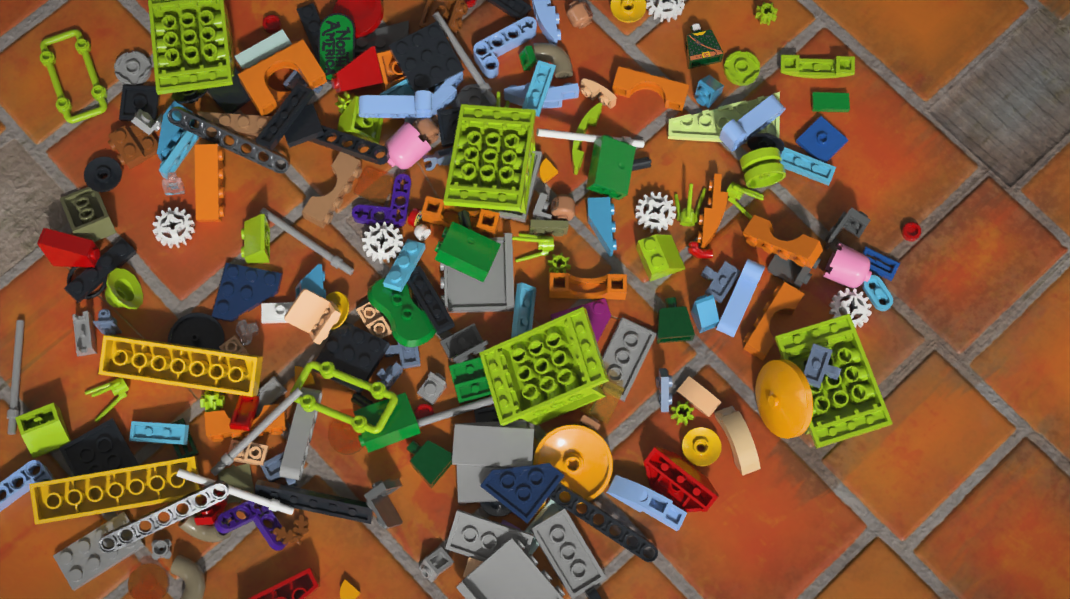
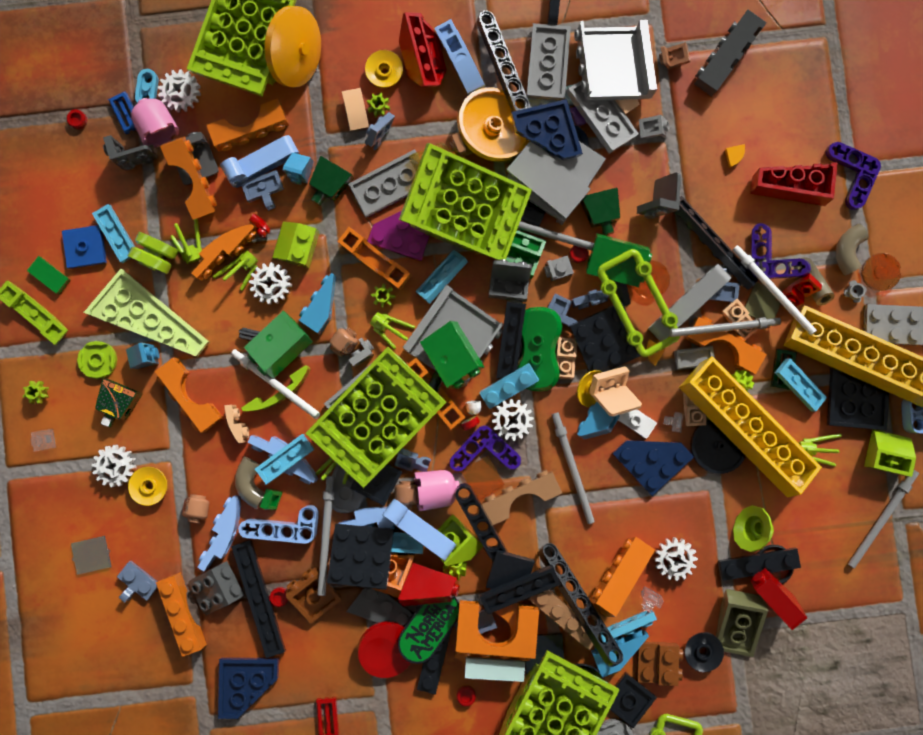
camera: 140 degrees left, 15 degrees up
(84, 334) = (806, 515): light grey hinge -> none
(106, 323) = (786, 508): sand blue hinge -> none
(146, 123) = (638, 674): light grey bracket -> none
(156, 523) = (835, 310): beam -> none
(244, 413) = (725, 348): red tile -> none
(256, 240) = (616, 495): lime slope -> none
(299, 530) = (739, 228): dark orange animal -> none
(543, 227) = (374, 337): olive plate -> none
(547, 171) = (331, 386): light orange tile -> none
(737, 132) = (130, 298): light blue beam -> none
(740, 440) = (349, 53): tan arch -> none
(764, 140) = (132, 273): black dish -> none
(818, 365) = (247, 42): sand blue plate -> none

